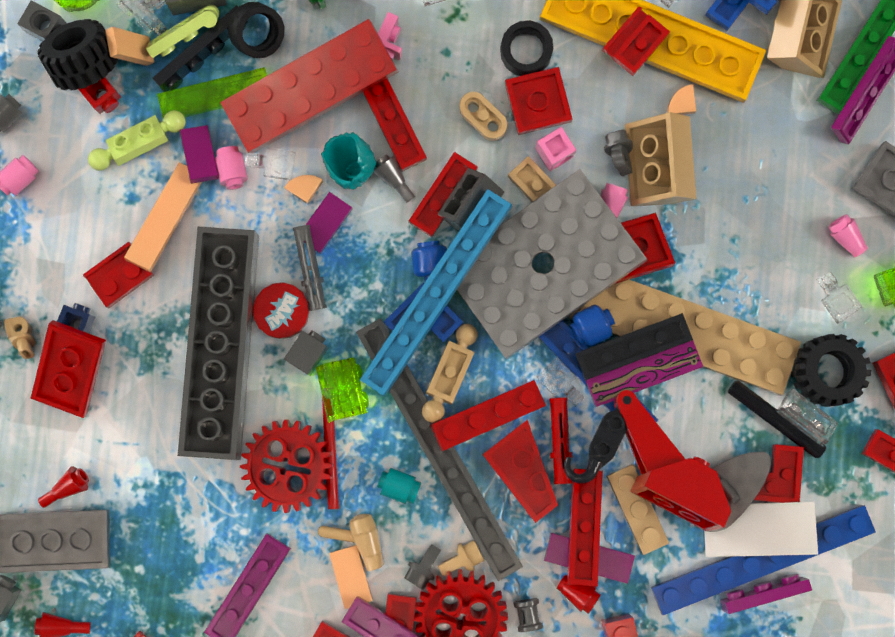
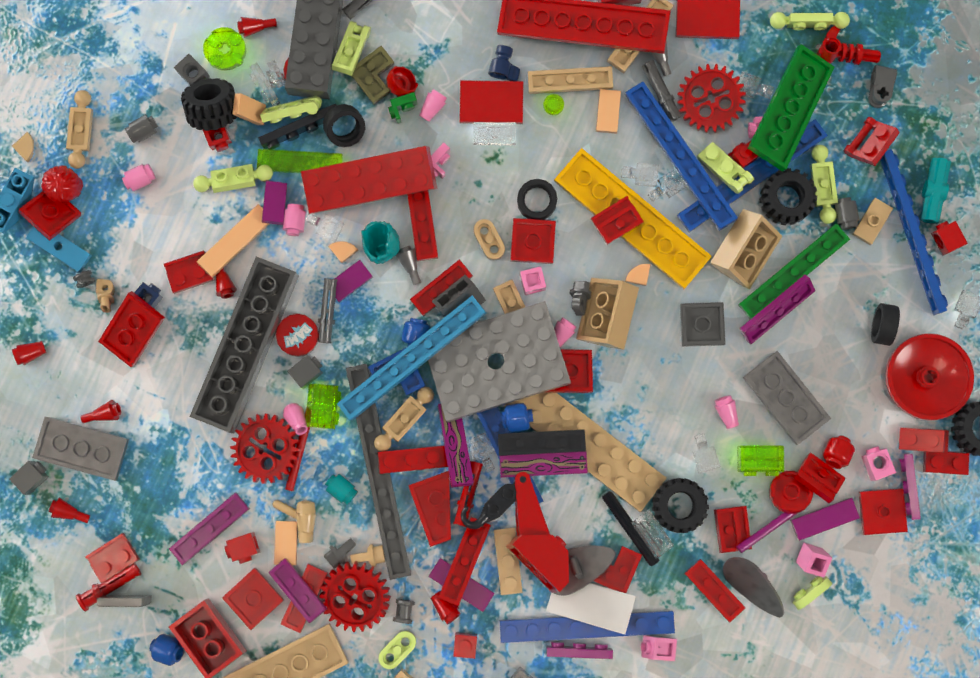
camera: 20 degrees right, 0 degrees up
(169, 277) = (224, 285): none -> red cone
(298, 601) = (242, 548): none -> red brick
(312, 414) = (295, 418): none -> bright pink cone
(529, 391) = (456, 451): none -> magenta tile
(781, 138) = (702, 324): none -> dark grey tile
(862, 557) = (658, 648): none -> bright pink bracket

